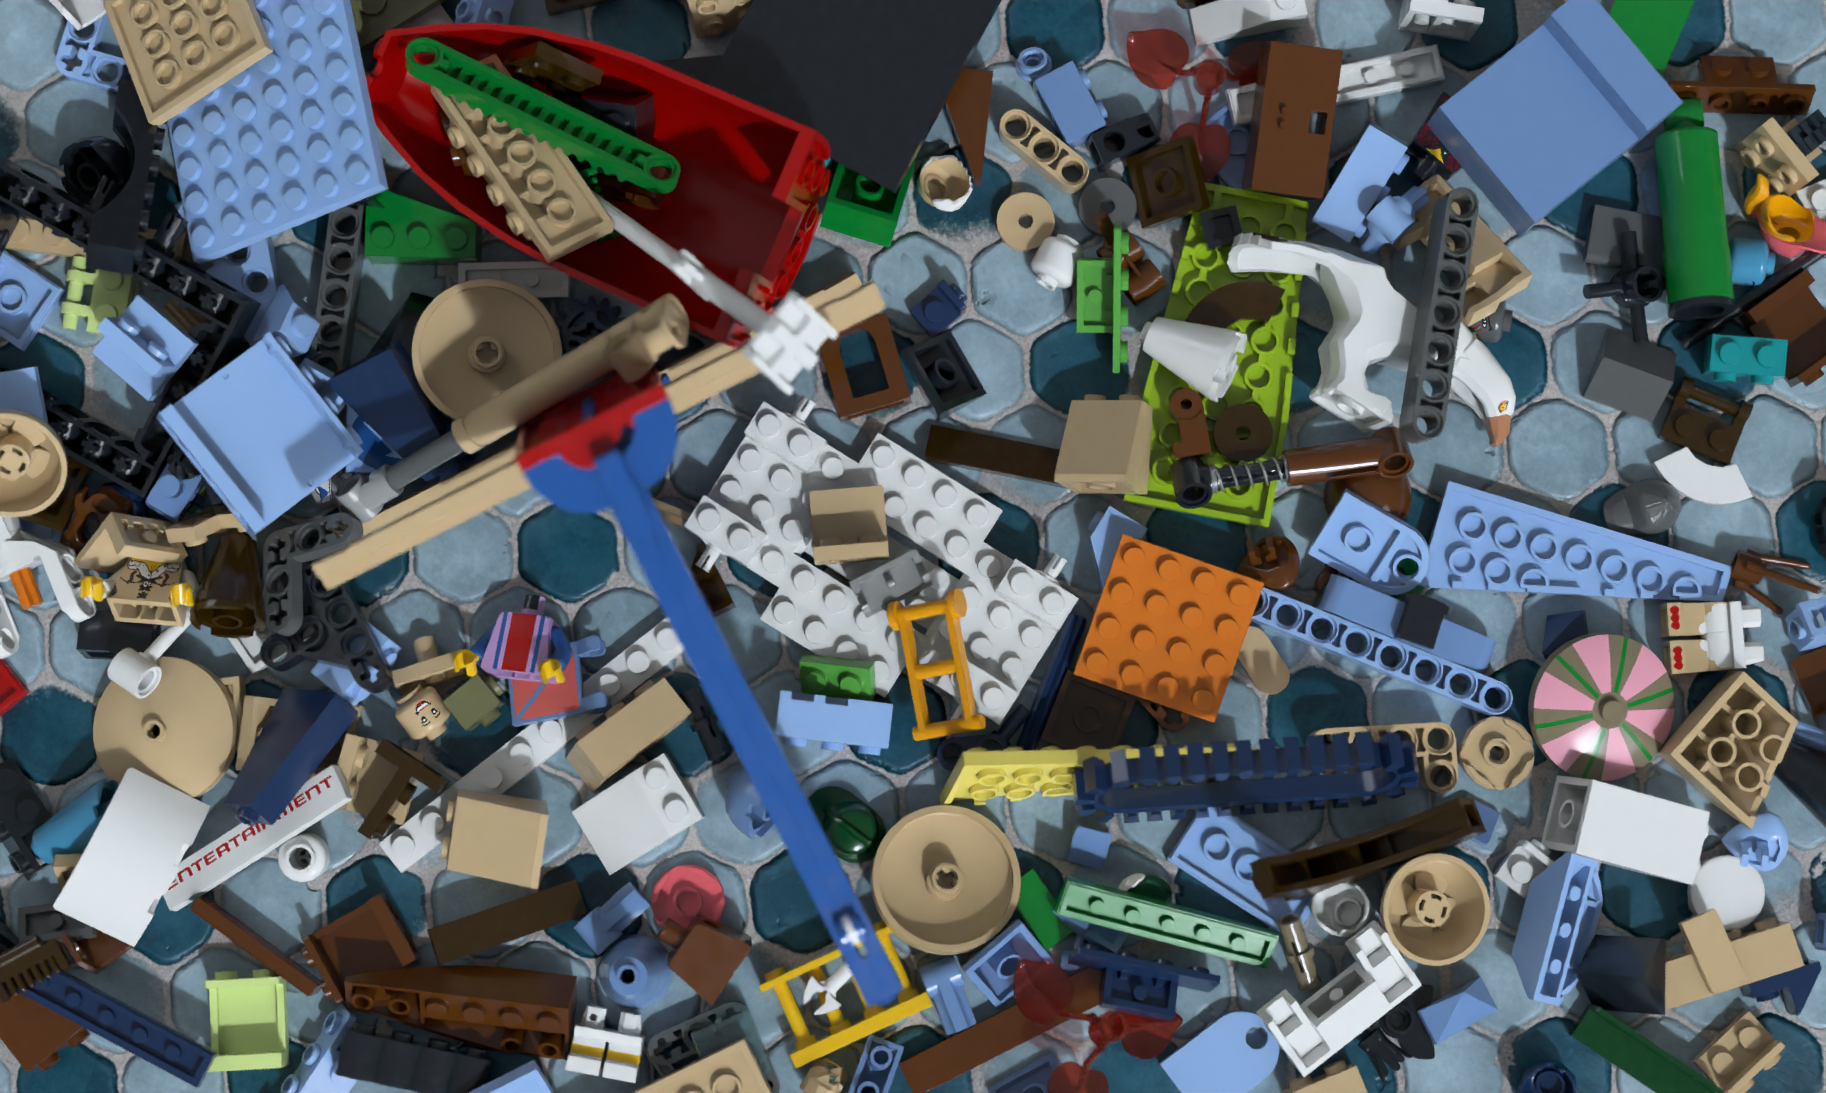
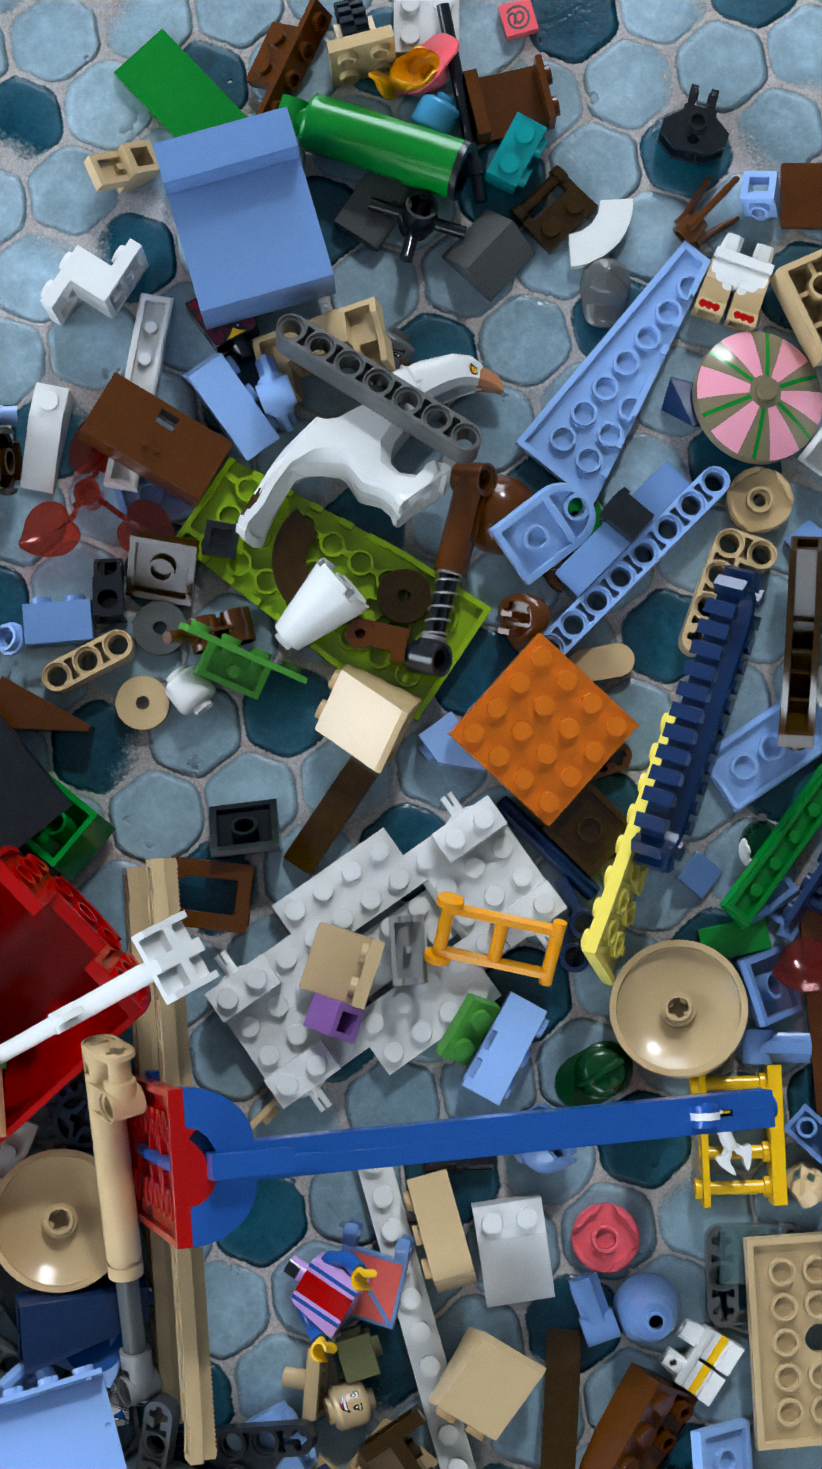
camera: 70 degrees left, 0 degrees up
(705, 953) = (657, 1242): reddish brown torso -> none
(711, 585) = (346, 1111): dark brown slope -> none
(793, 537) = (333, 1018): none -> medium lavender brick
(940, 308) = (187, 807): dark blue bracket -> none
(944, 182) = (80, 758): tan hair -> none

